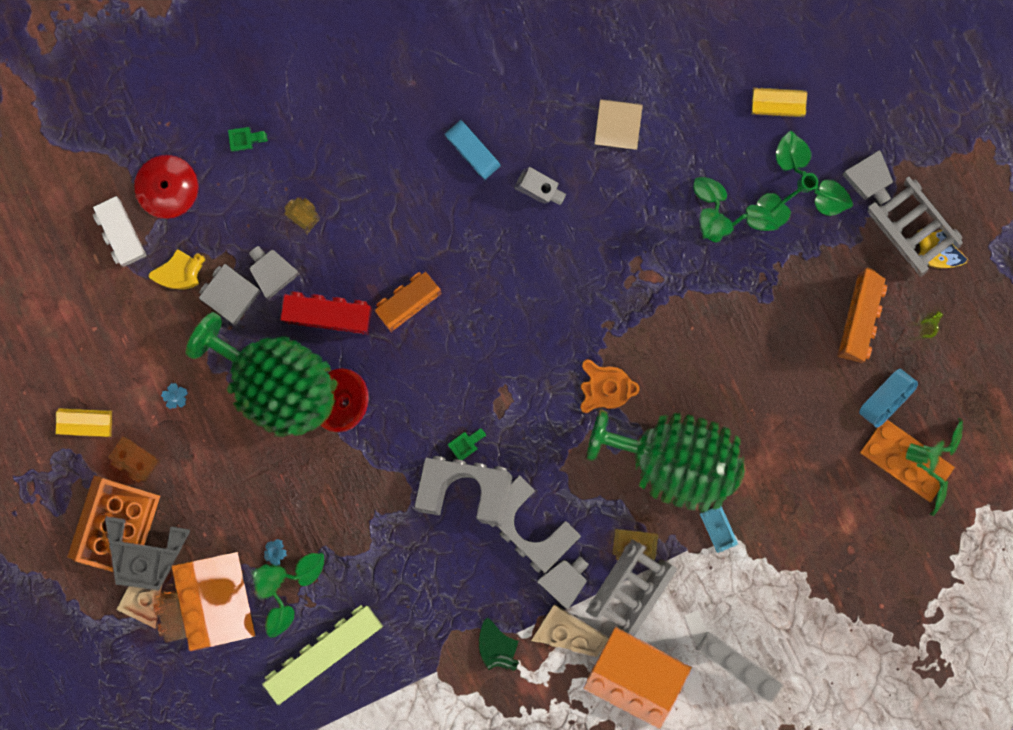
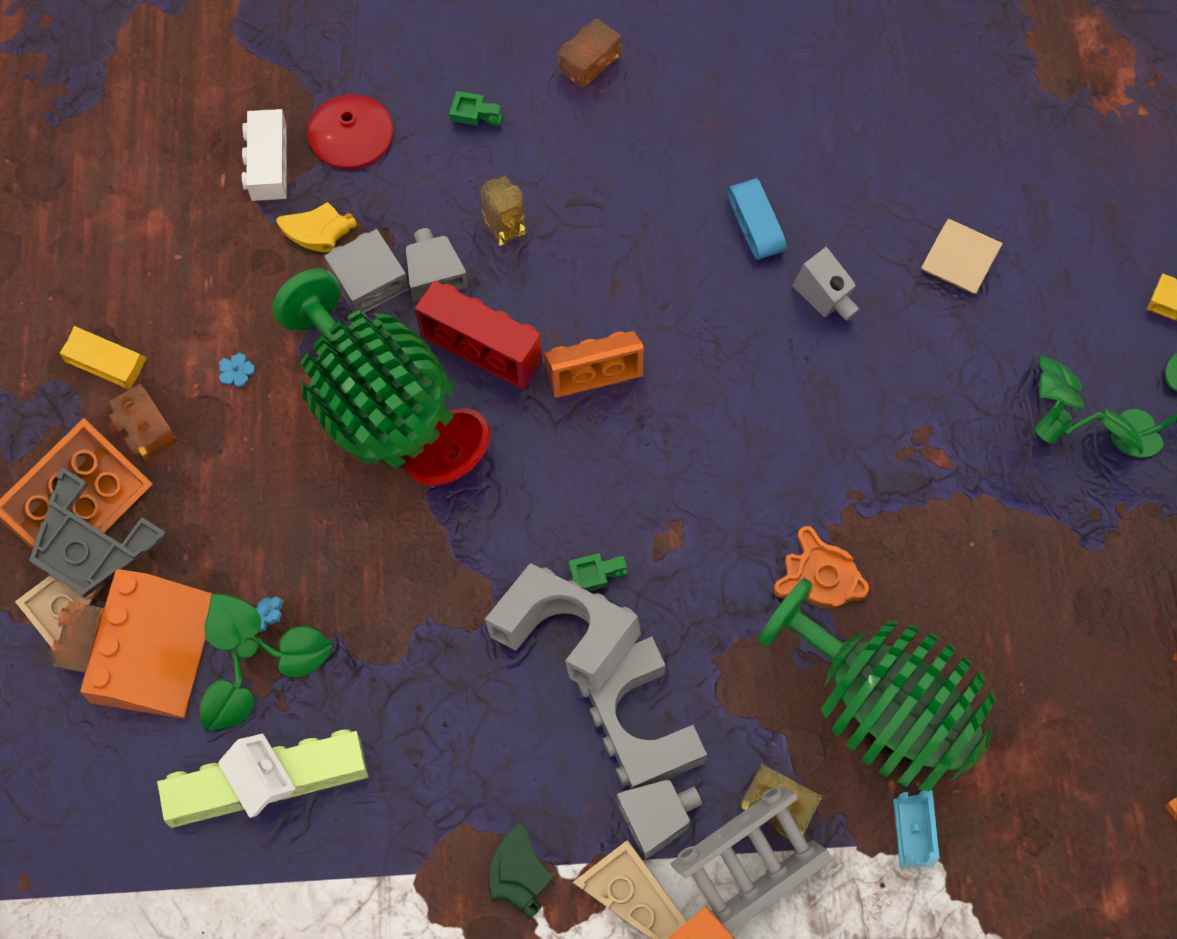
camera: 25 degrees right, 20 degrees down
(307, 64) = (589, 52): none -> clear orange brick
(320, 657) = (255, 773): none -> white panel

